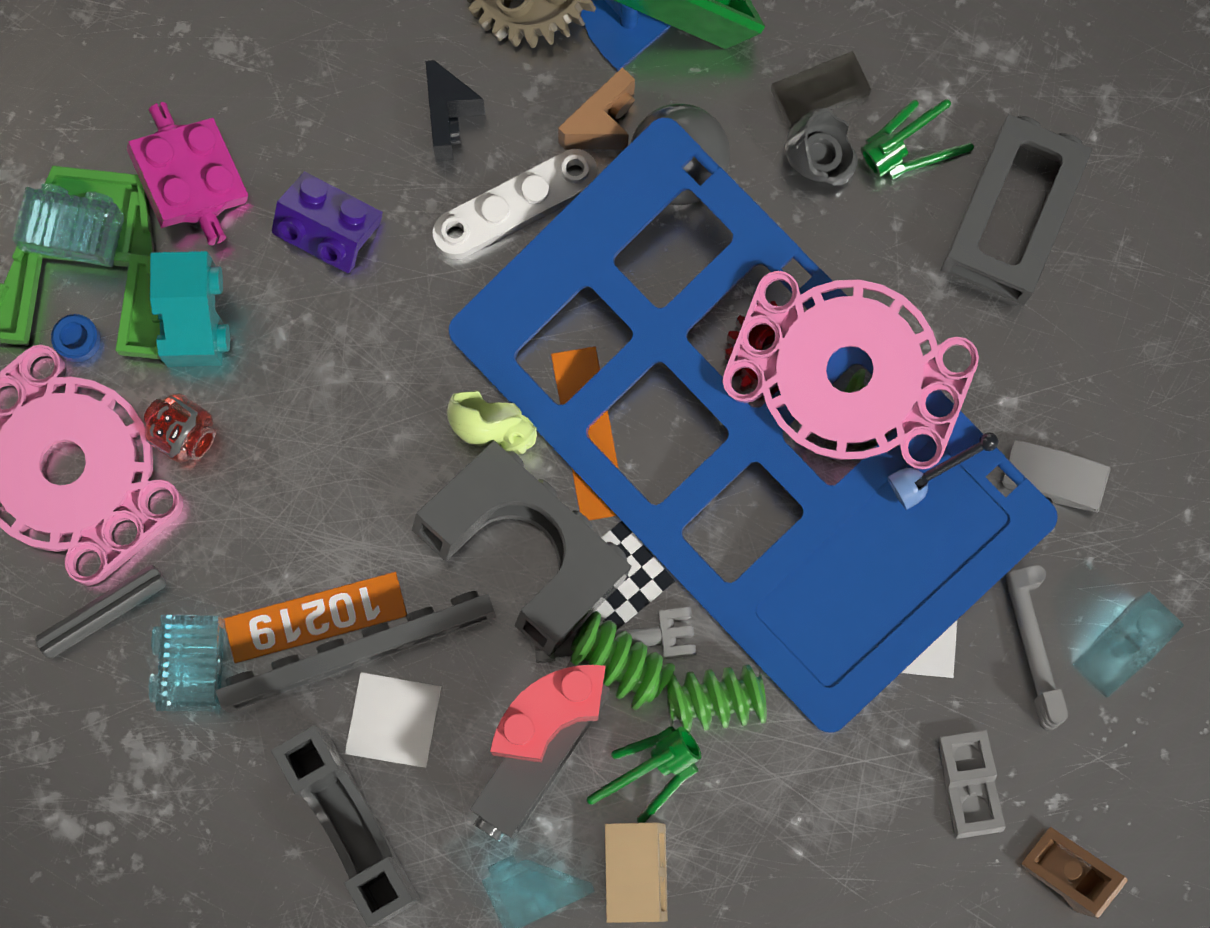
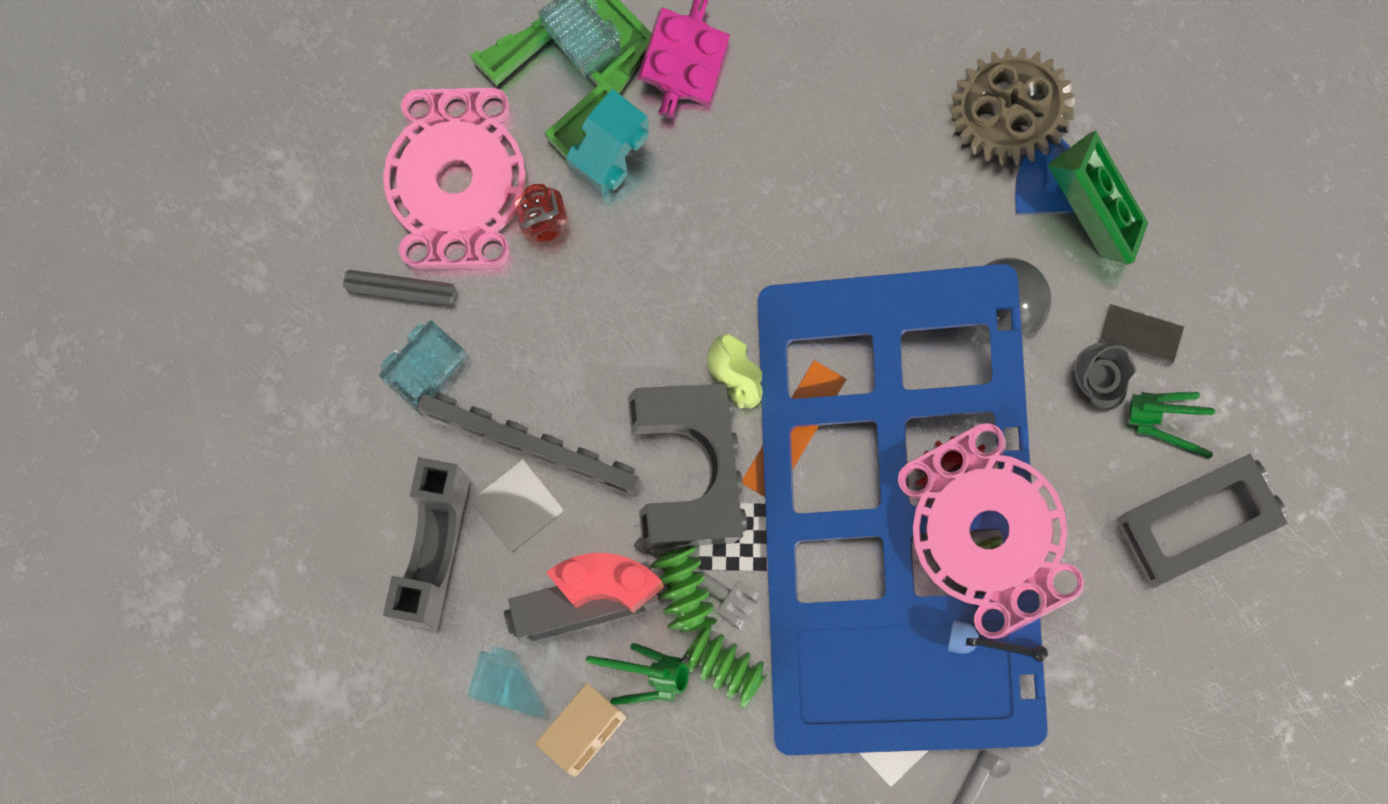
camera: 50 degrees right, 0 degrees up
(75, 338) = (528, 105): blue tile -> none
(315, 617) = (525, 401): orange sticker -> none
(324, 221) = (743, 157): dark purple bracket -> none
(448, 101) = (886, 142): black slope -> none
(514, 204) = (872, 244): white plate -> none
(592, 123) = (966, 233): medium nougat slope -> none
(1060, 475) = (1075, 717): light grey slope -> none

